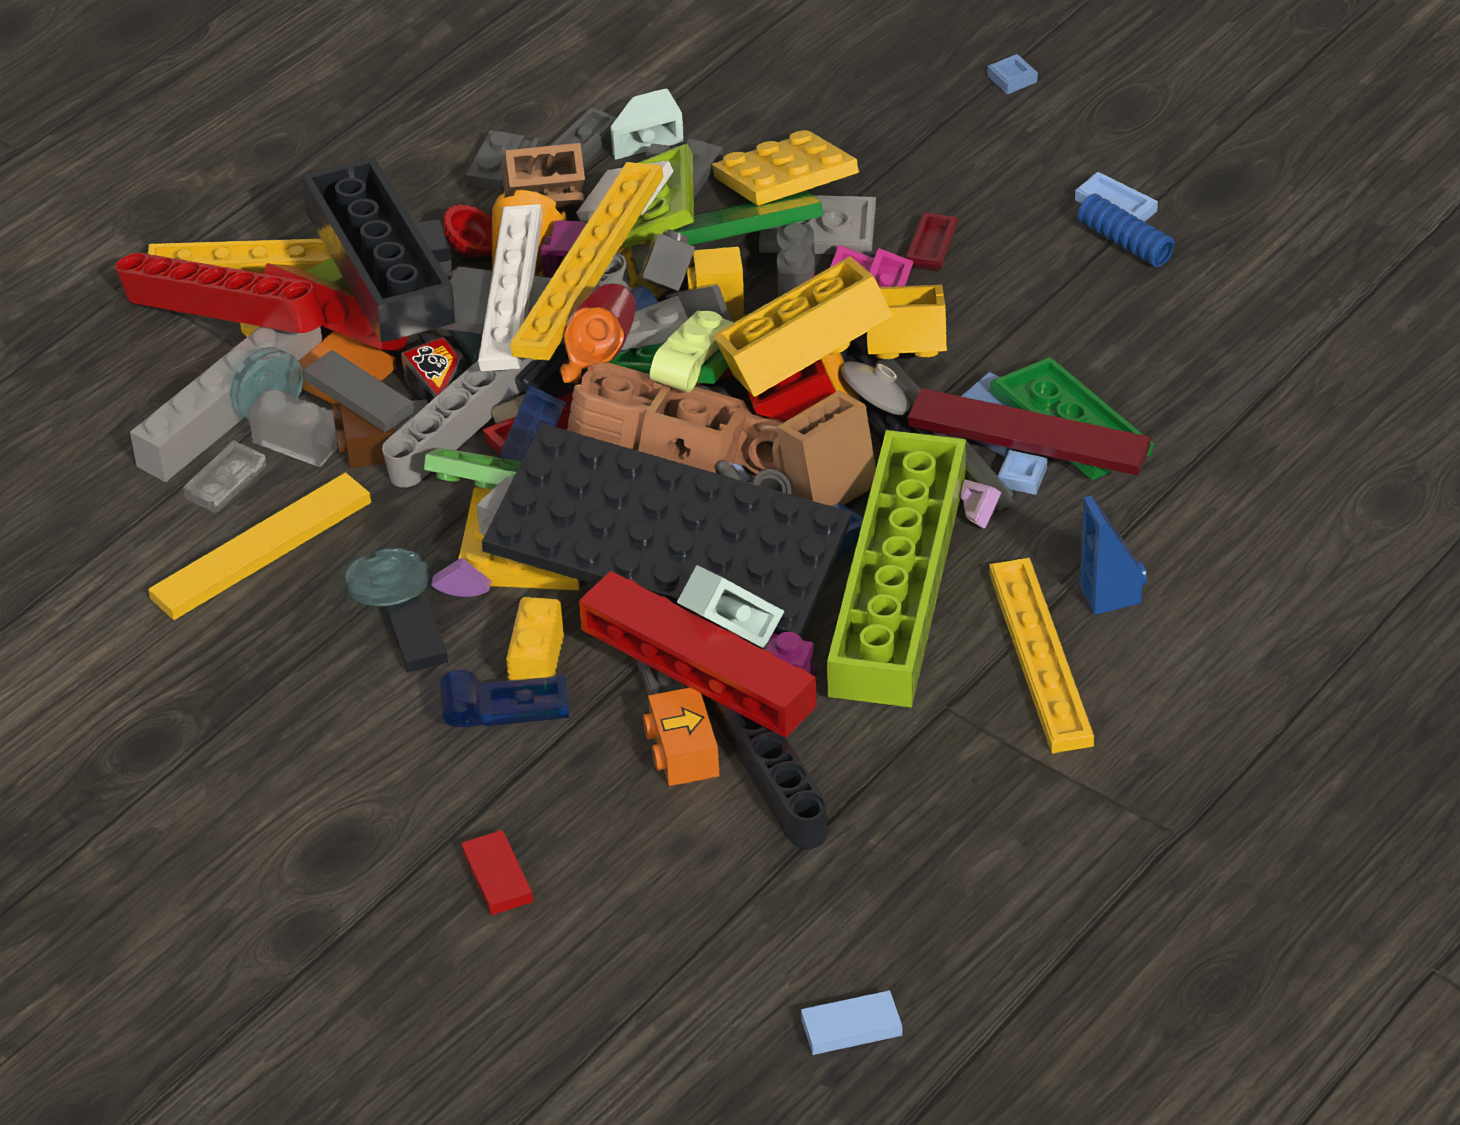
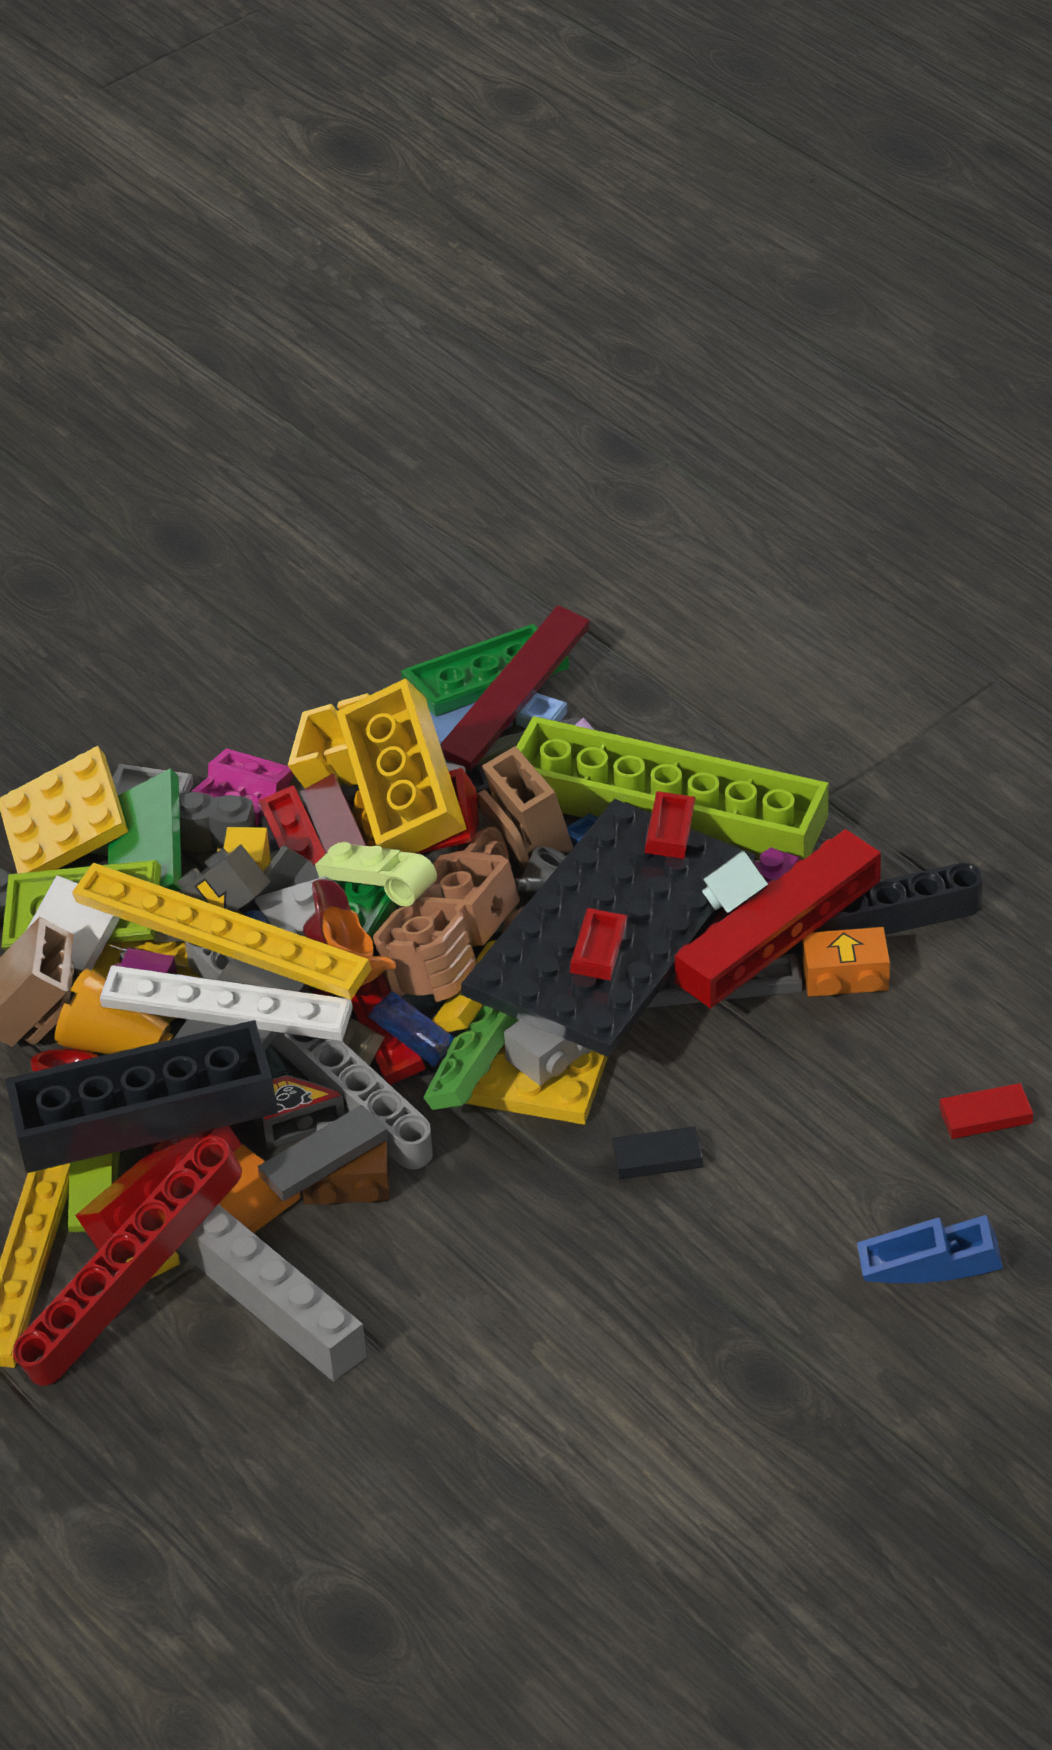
camera: 80 degrees left, 0 degrees up
(224, 476) = (389, 1293): clear plate -> none
(259, 546) = (498, 1273): yellow tile -> none
(262, 370) = (276, 1231): clear light blue tile -> none
(293, 427) = (337, 1226): clear brick -> none
(294, 843) = (931, 1252): none -> blue slope
(387, 578) = (577, 1167): clear light blue tile -> none
(461, 580) = (594, 1112): medium lavender tile -> none
(500, 703) = (773, 1083): clear blue plate -> none
(535, 639) = (708, 1053): yellow brick -> none
(608, 509) = (598, 944): none -> red tile
(807, 550) = (670, 825): none -> red tile
(931, 241) = (196, 734): dark red tile -> none
(1041, 656) = (779, 729): yellow tile -> none
(1107, 569) = (708, 652): blue slope -> none
(1118, 194) = (181, 607): light blue tile -> none
(1126, 230) = (236, 601): blue piece -> none

